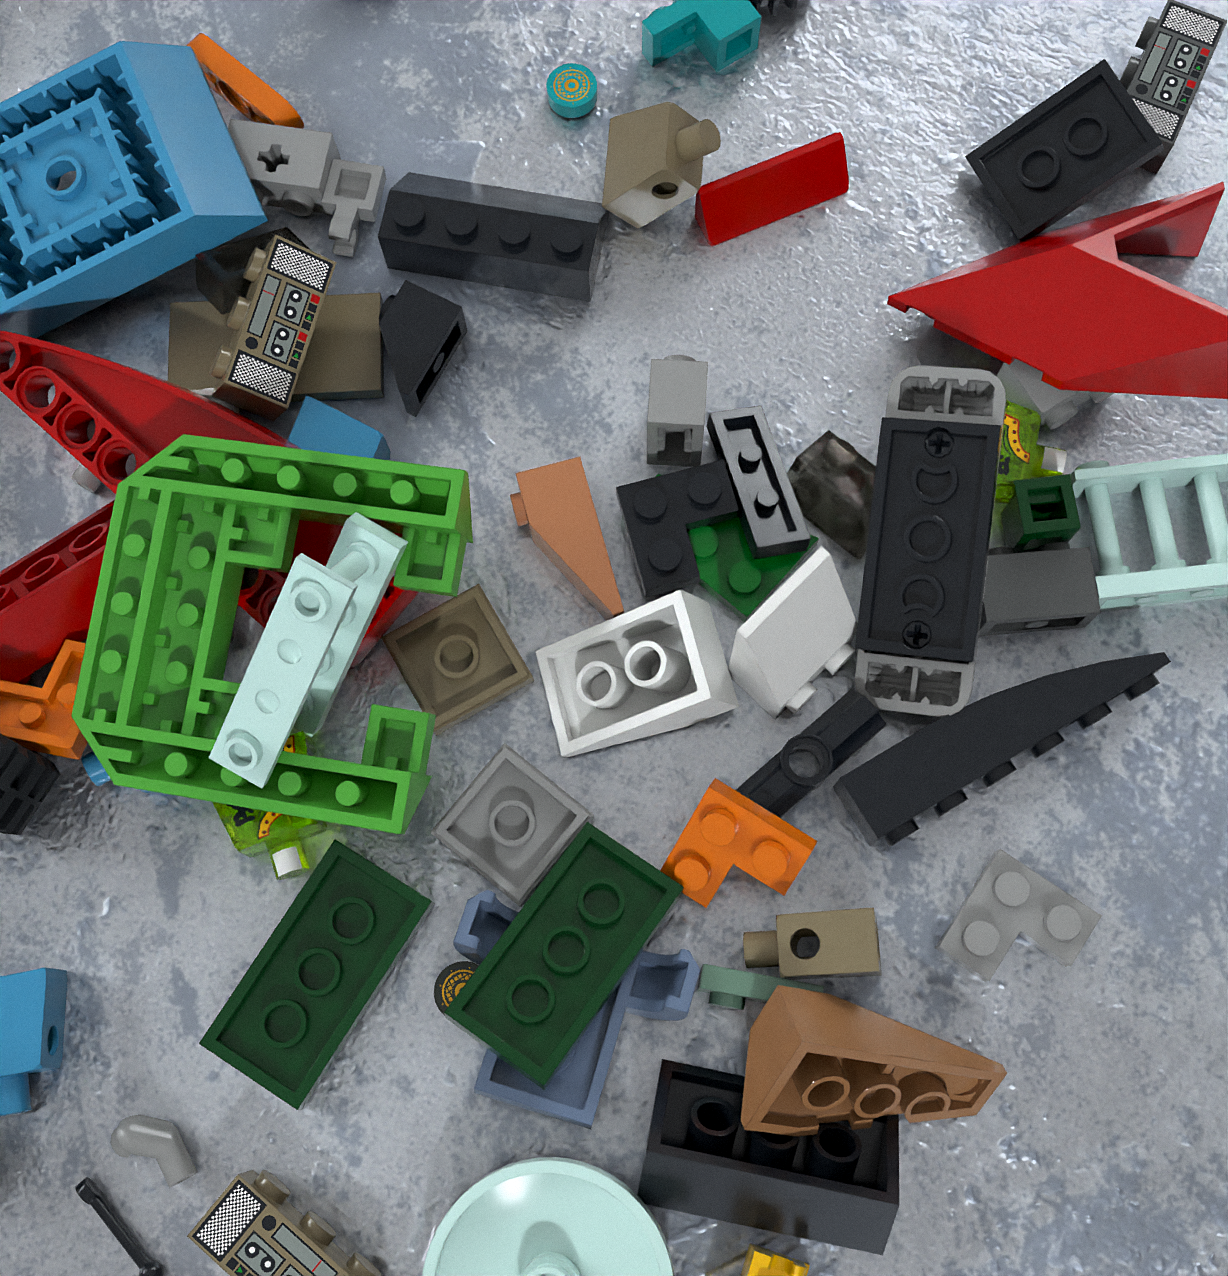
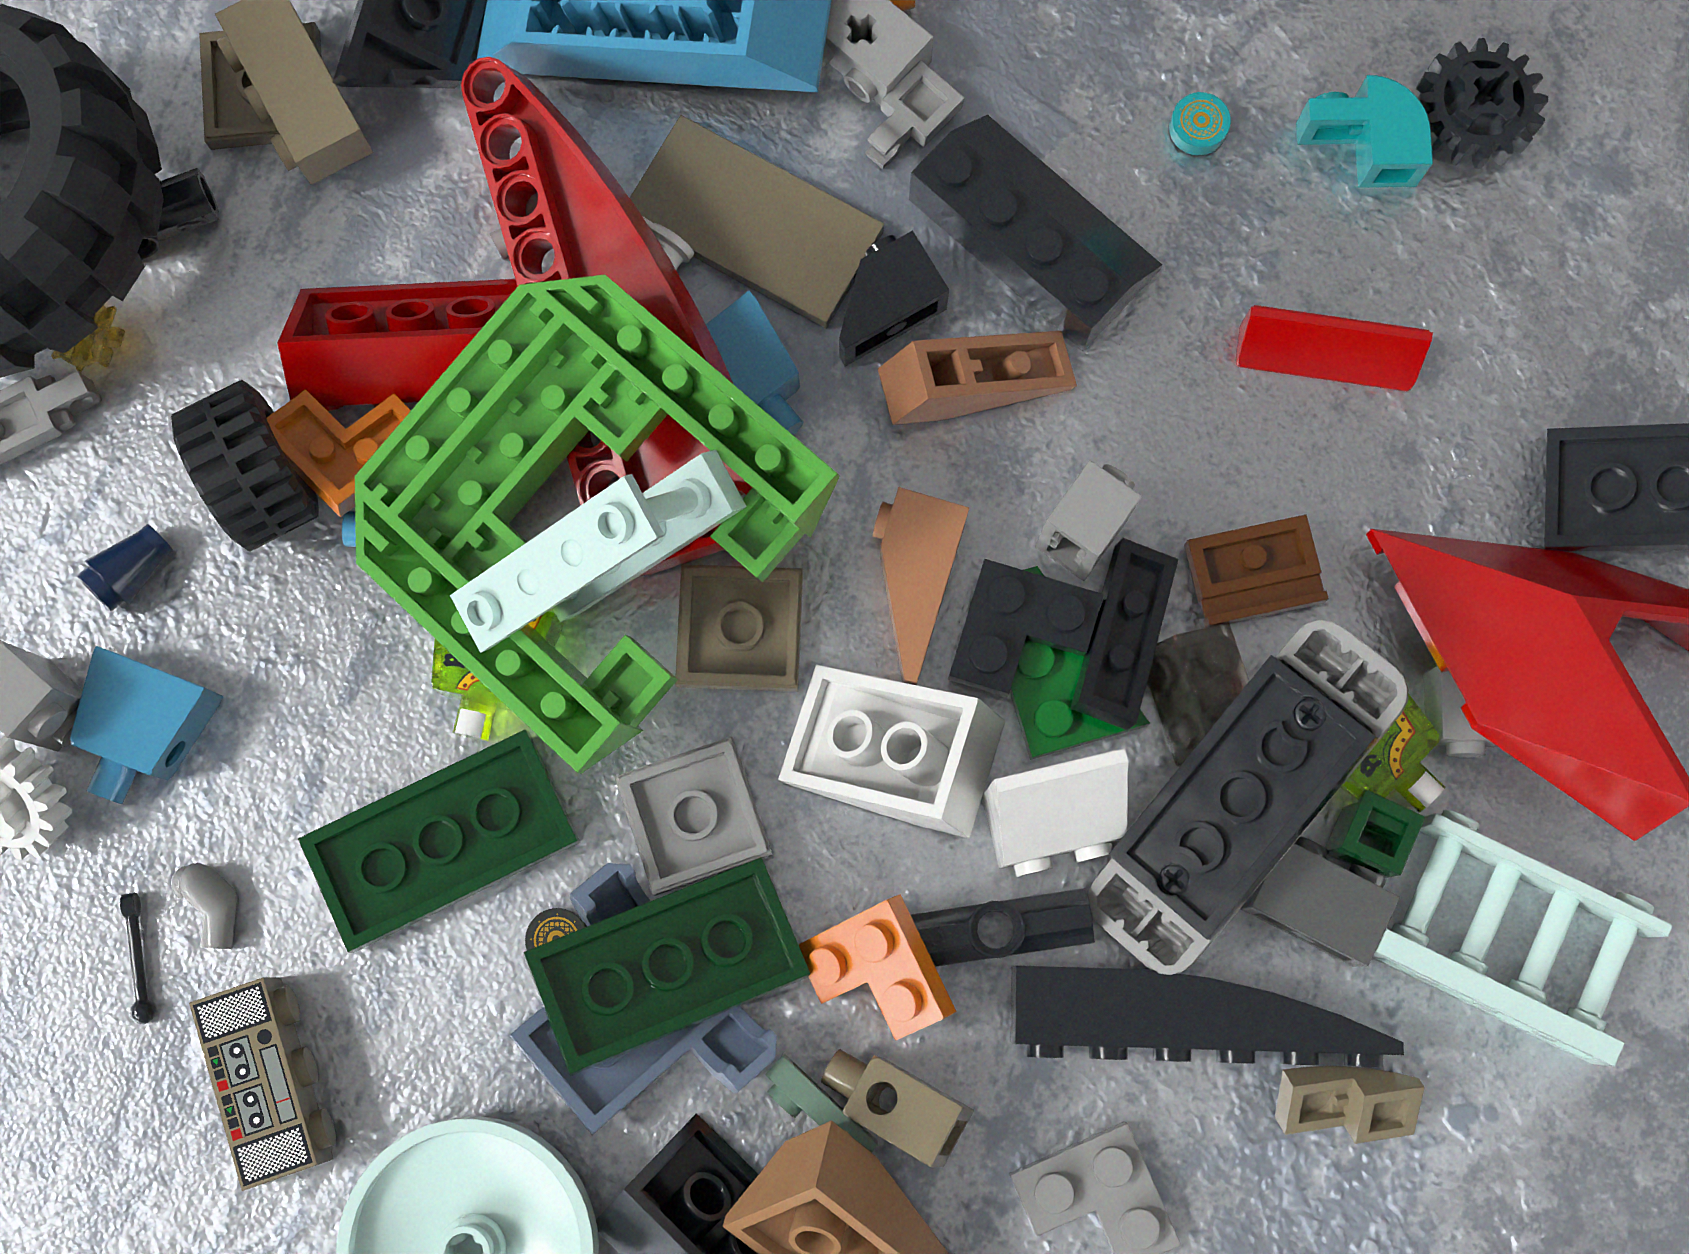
camera: 30 degrees right, 5 degrees up
(222, 269) = (745, 137): clear smoke slope -> none
(271, 328) = (757, 204): brick -> none
(517, 362) = (973, 374): none -> nougat slope
(655, 161) = (1229, 252): dark tan torso -> none
(823, 380) = (1256, 571): none -> reddish brown plate
(1160, 718) = (1363, 1100): none -> dark tan slope

